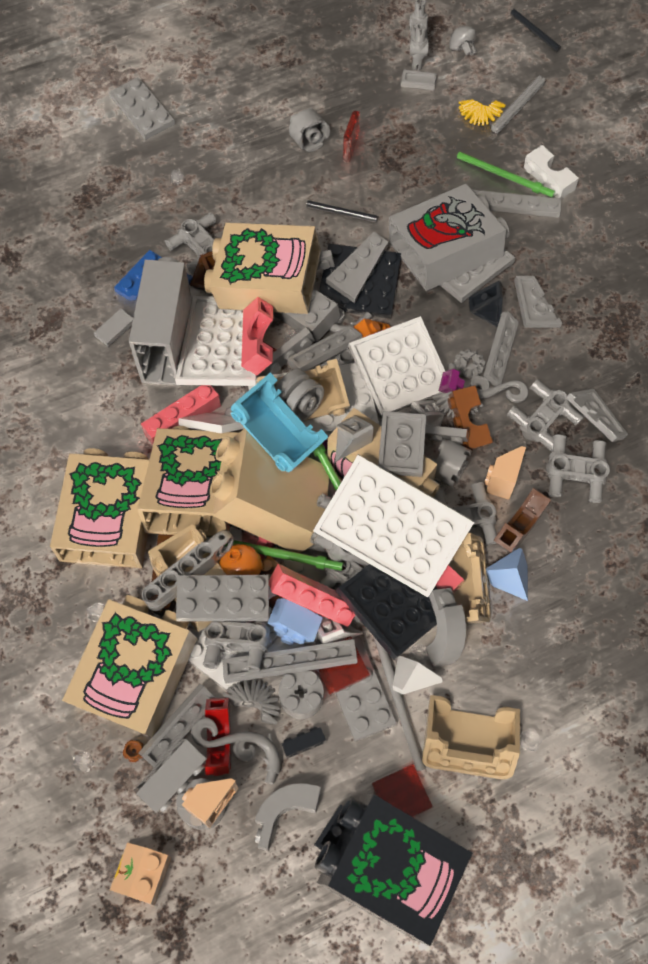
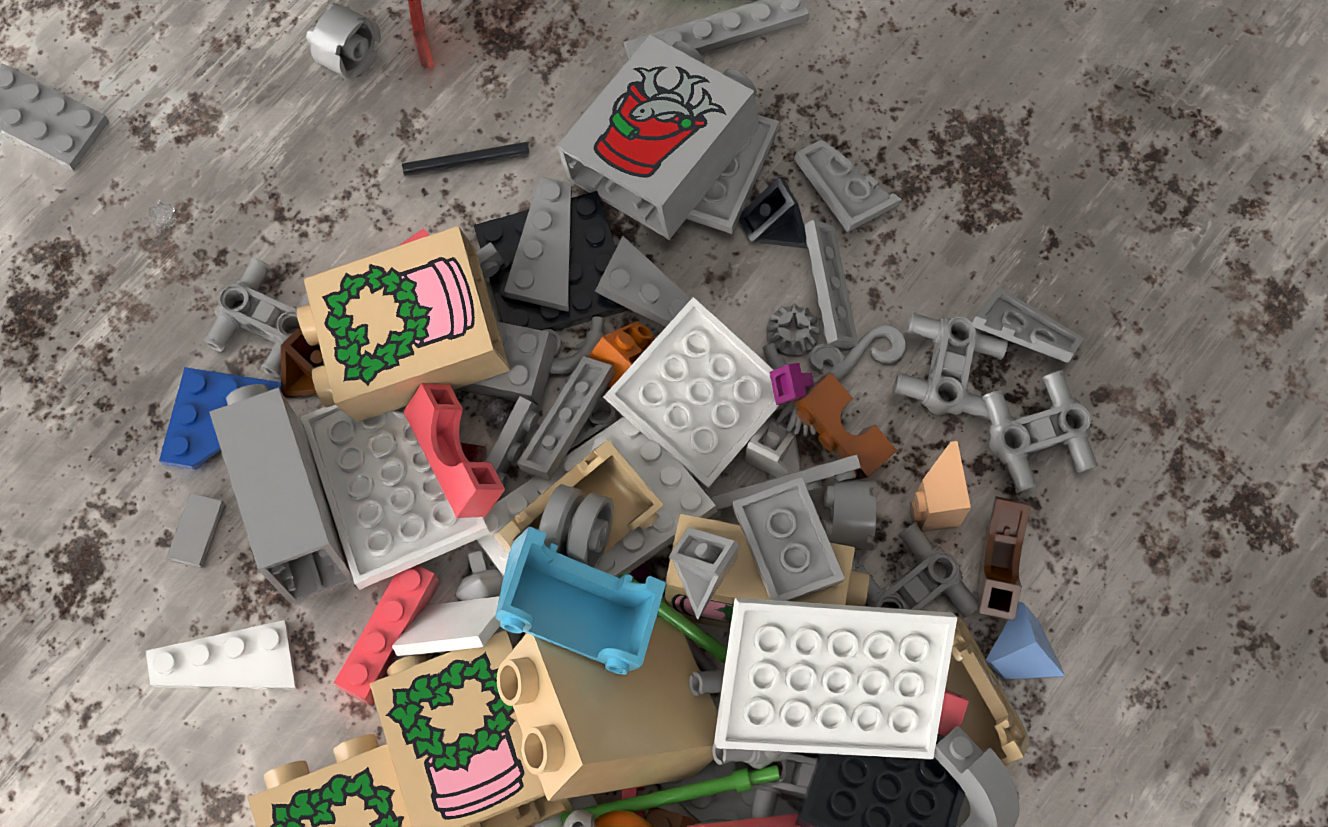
camera: 25 degrees left, 5 degrees up
(106, 397) = (237, 659): none -> white wing
(397, 303) = (641, 286): none -> light grey wing

